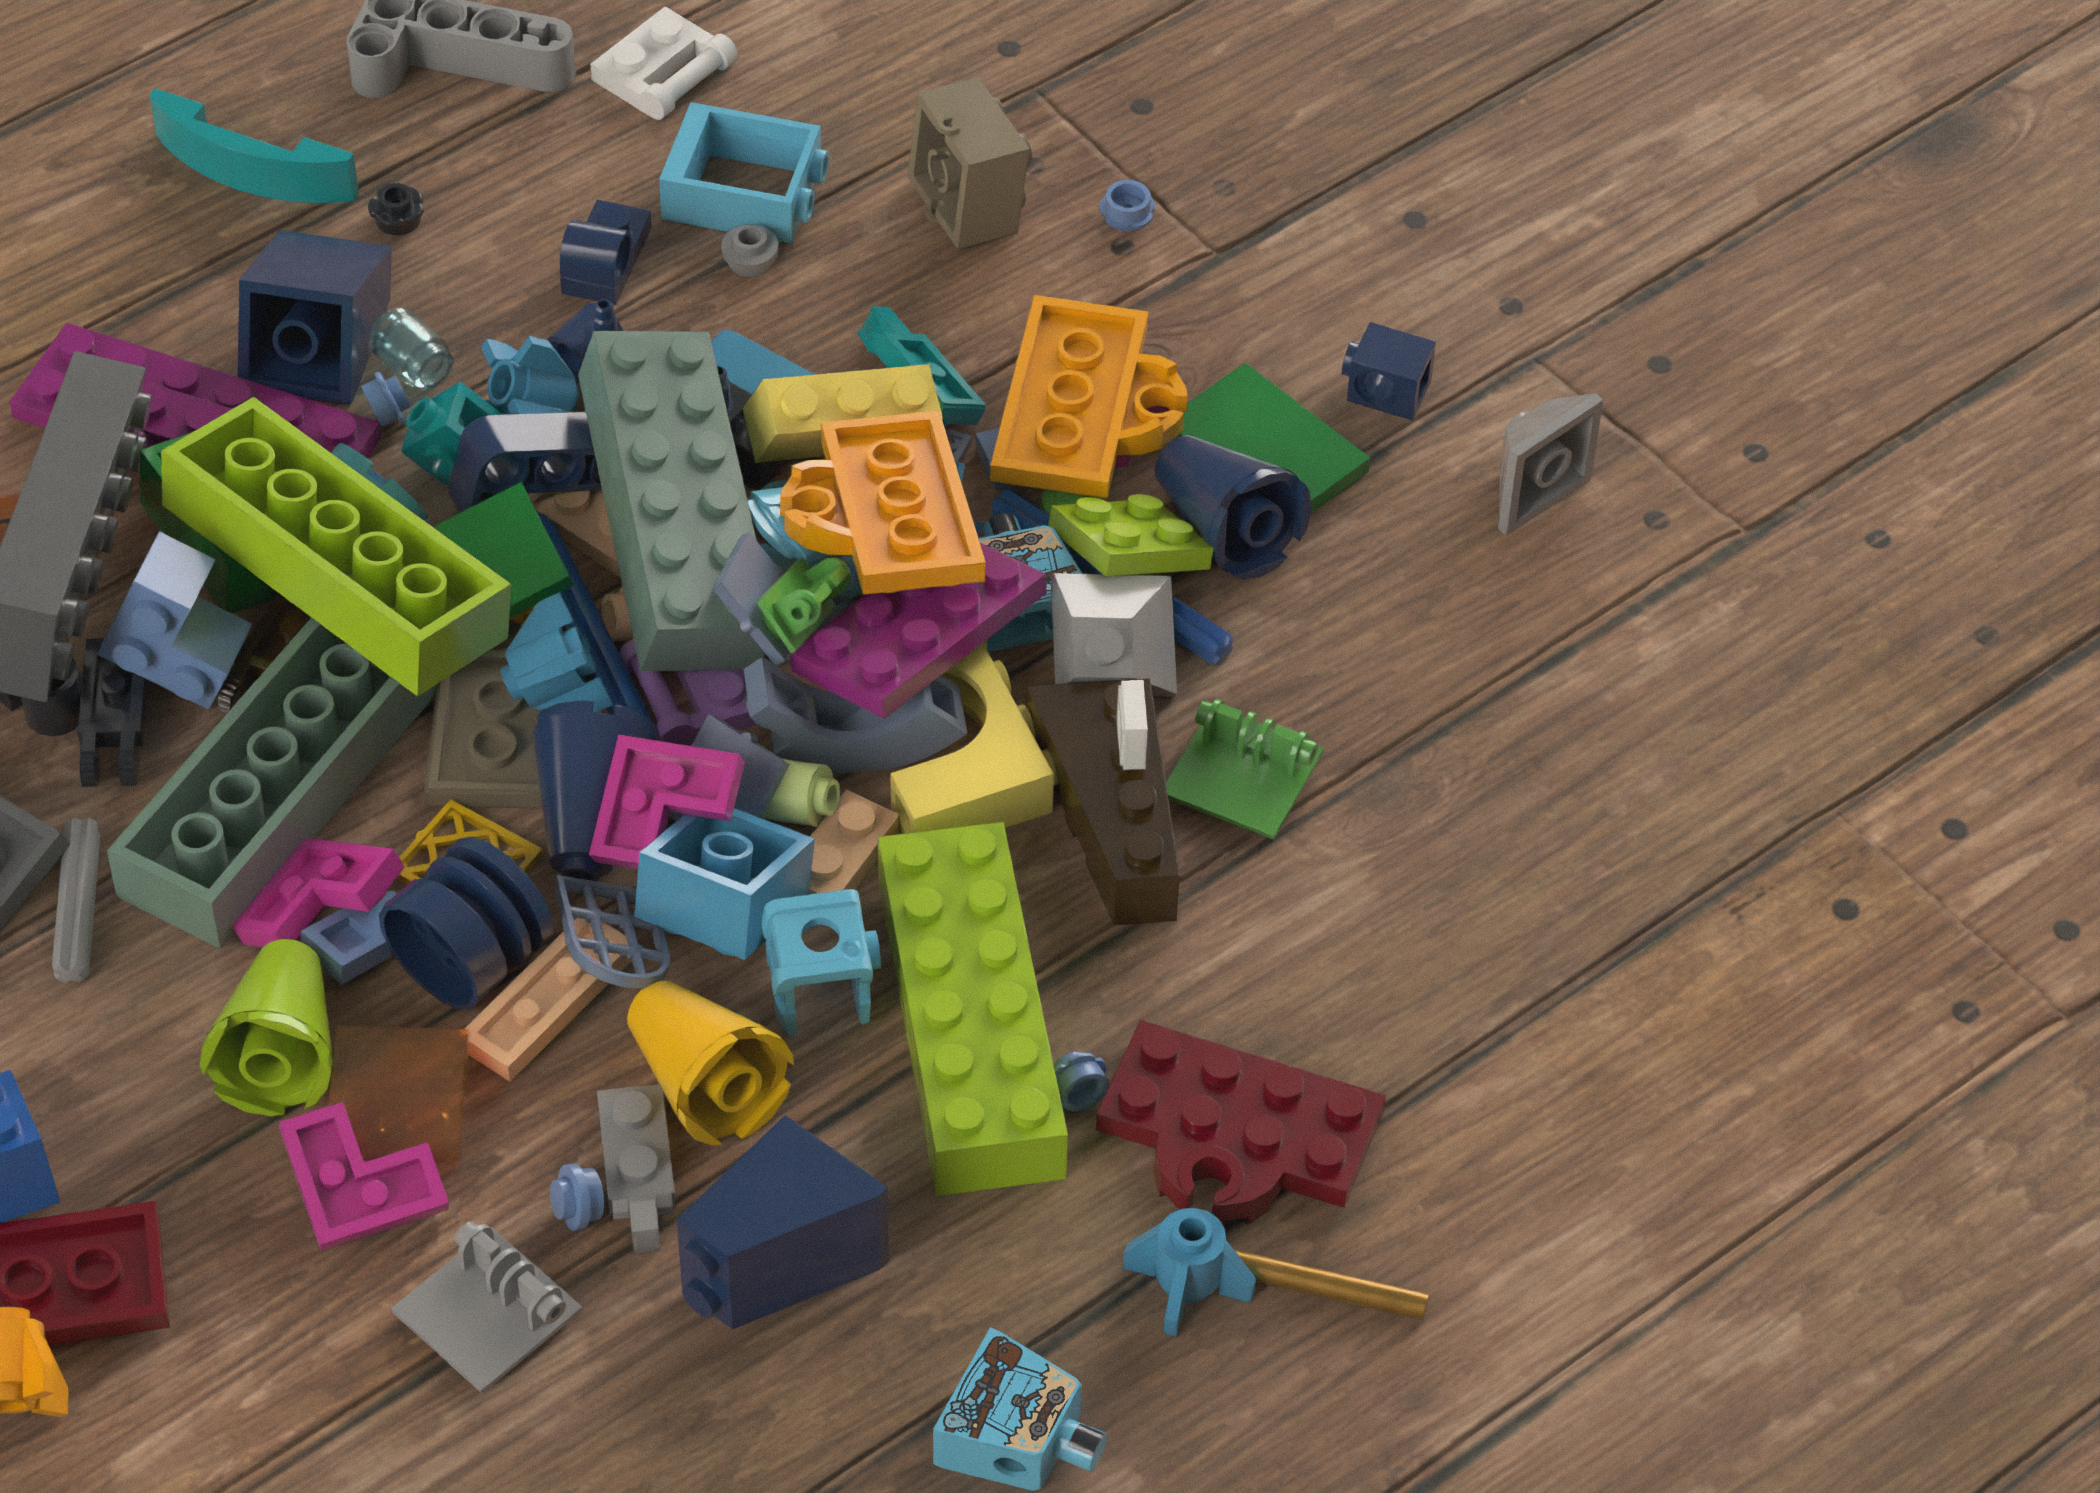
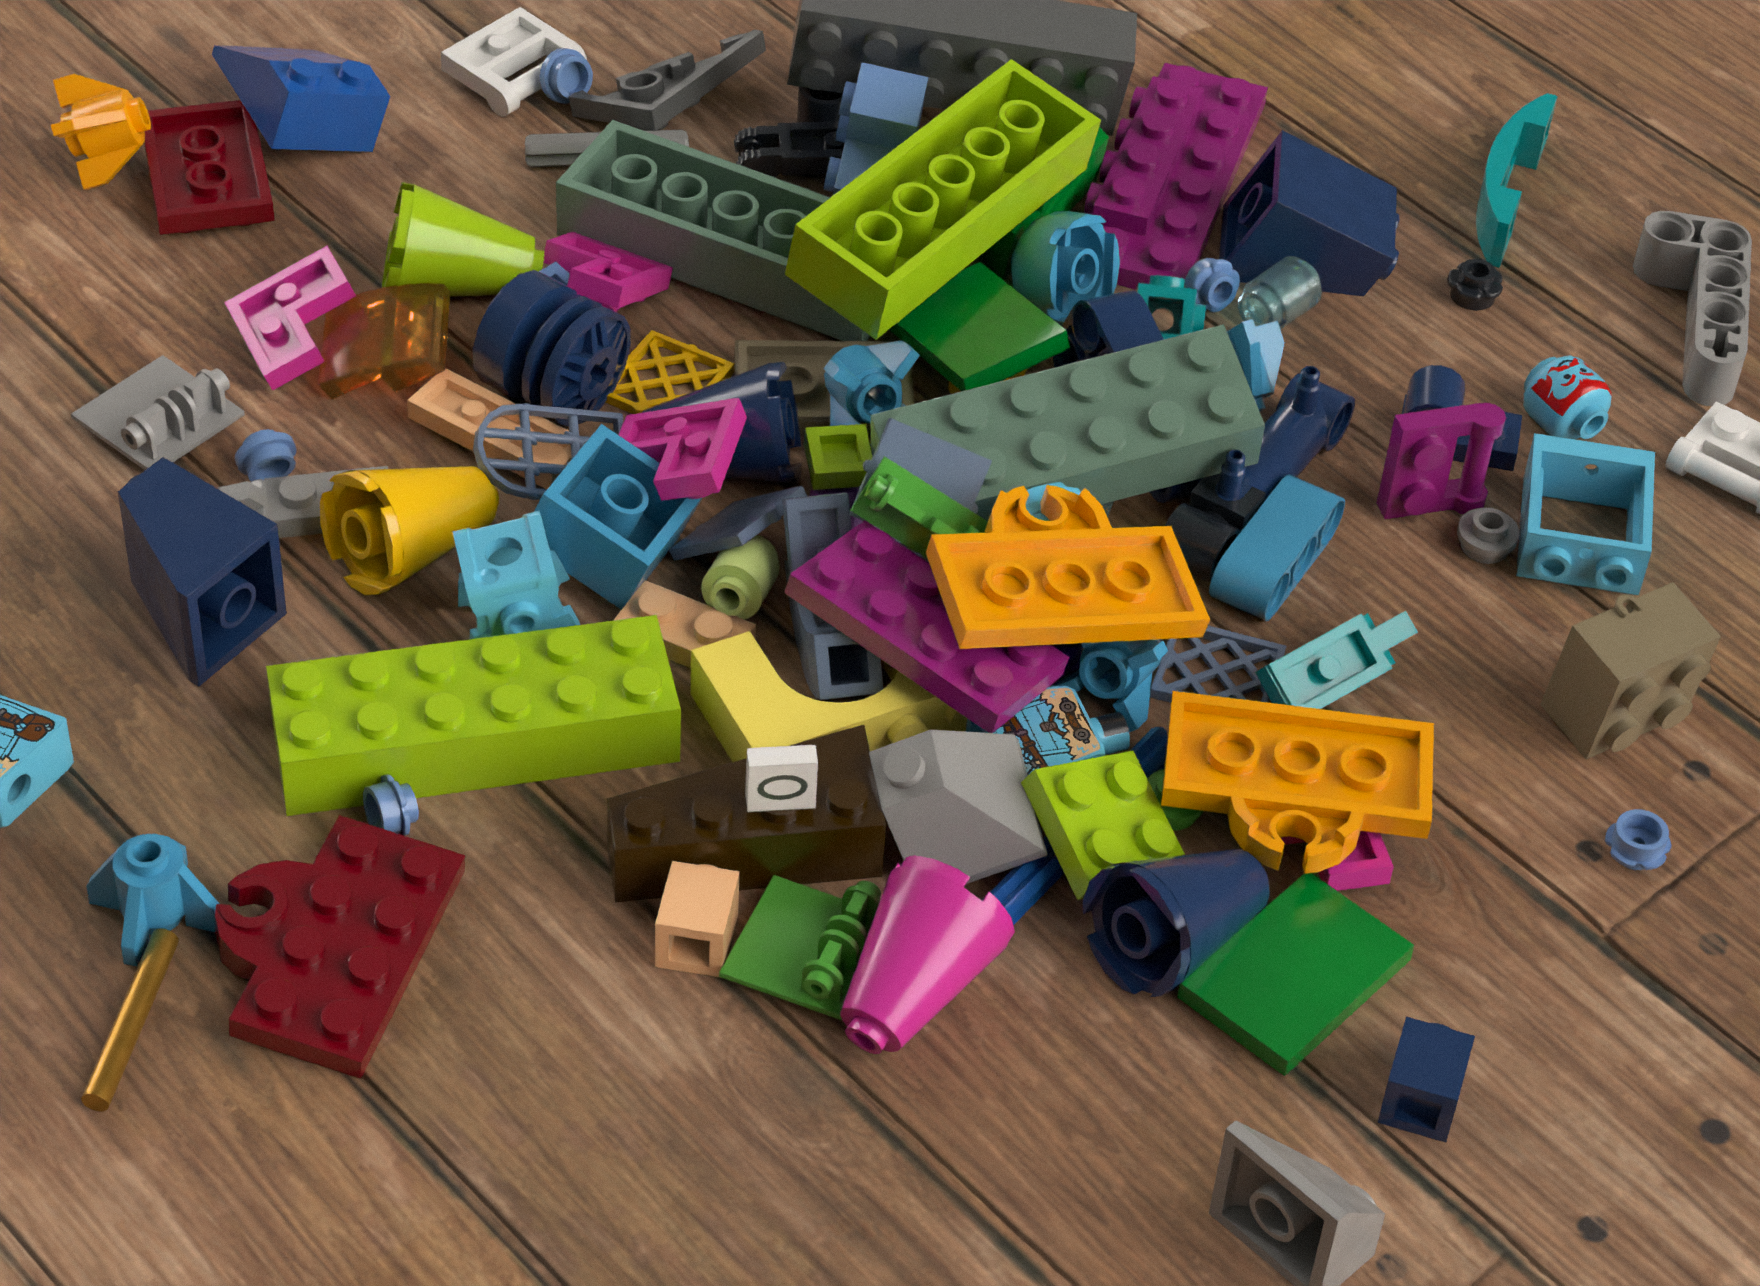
camera: 85 degrees right, 5 degrees down
(580, 163) = (1566, 397): none -> medium azure head
(651, 690) = (837, 455): none -> lime plate
(693, 250) = (1422, 458): none -> magenta plate
(788, 411) = (1224, 571): light yellow brick -> none
(1221, 841) = (696, 918): none -> light nougat brick
(1282, 676) = (920, 952): none -> dark pink cone

